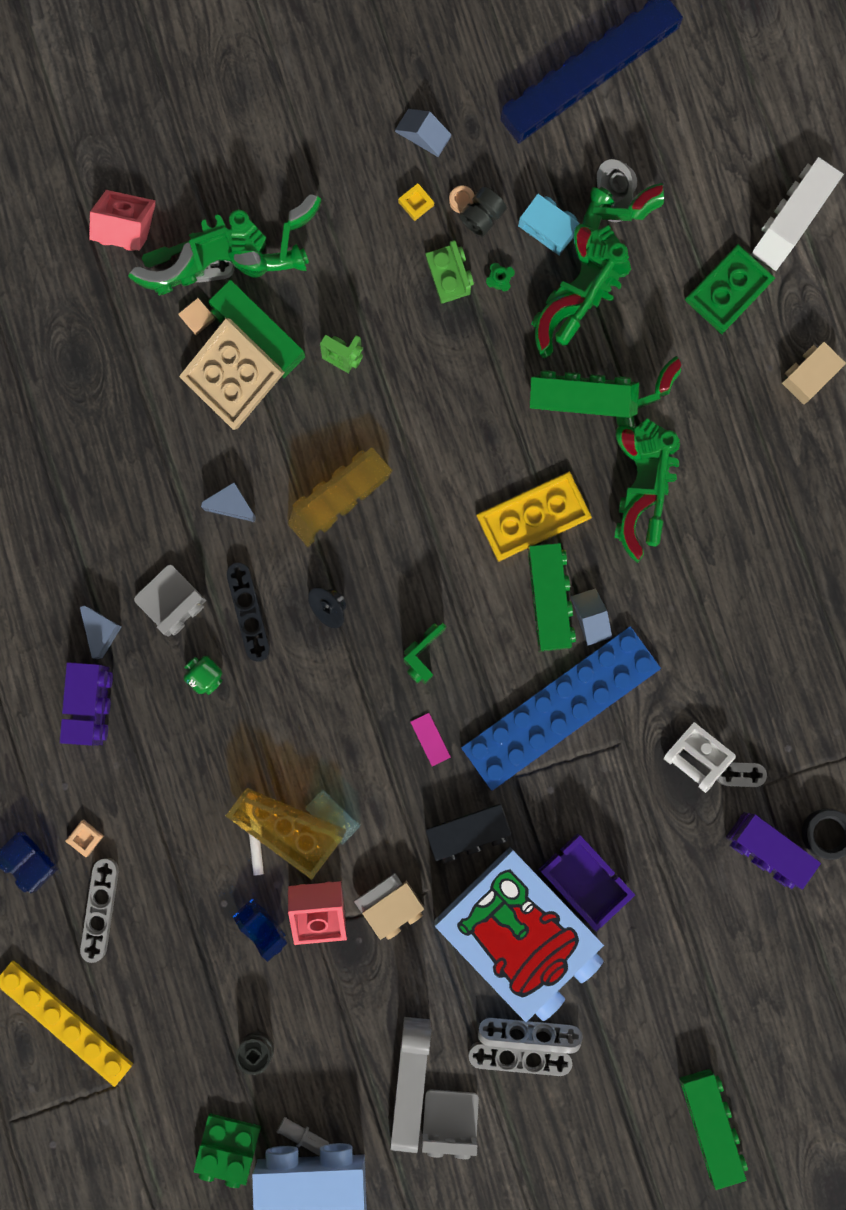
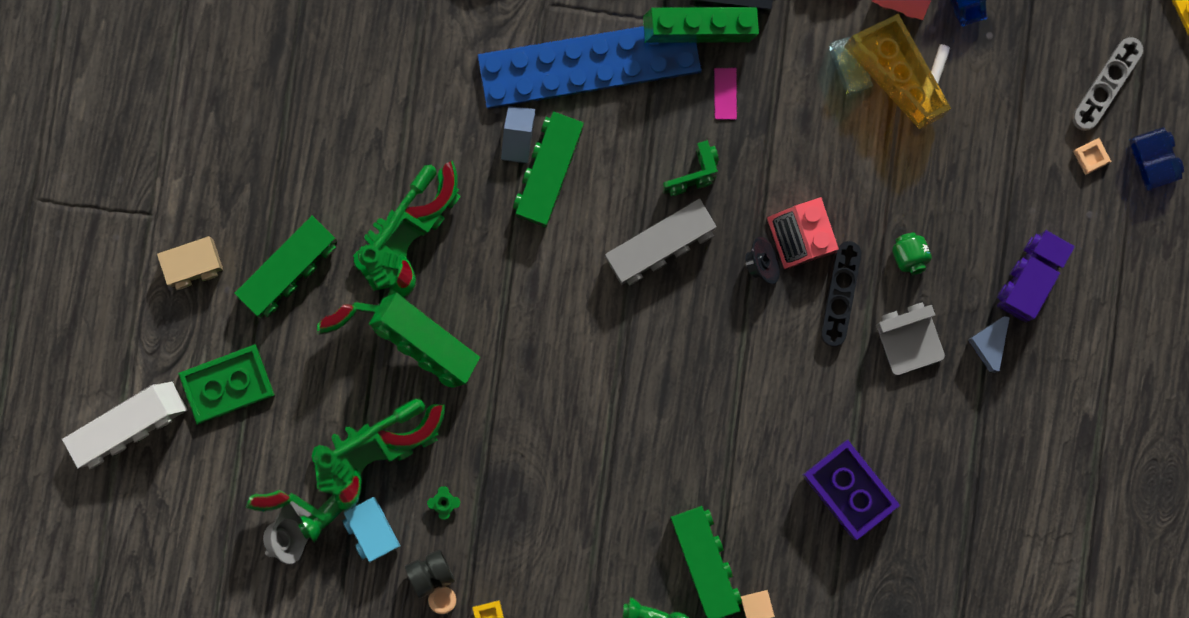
camera: 155 degrees left, 0 degrees up
(161, 446) = (851, 490): none -> dark purple brick
(229, 503) = (809, 404): sand blue slope -> none
(231, 374) = (750, 528): tan plate -> none
(305, 647) = (802, 233): none -> coral slope
(338, 495) = (702, 360): clear yellow wedge -> none
(343, 357) = (638, 501): bright green bracket -> none
(424, 579) = (660, 242): none -> light grey brick
(449, 272) = (491, 531): bright green bracket -> none
(480, 785) = (700, 24): none -> green brick
(533, 516) = (525, 255): yellow tile -> none
(731, 407) = (286, 267): none -> green brick

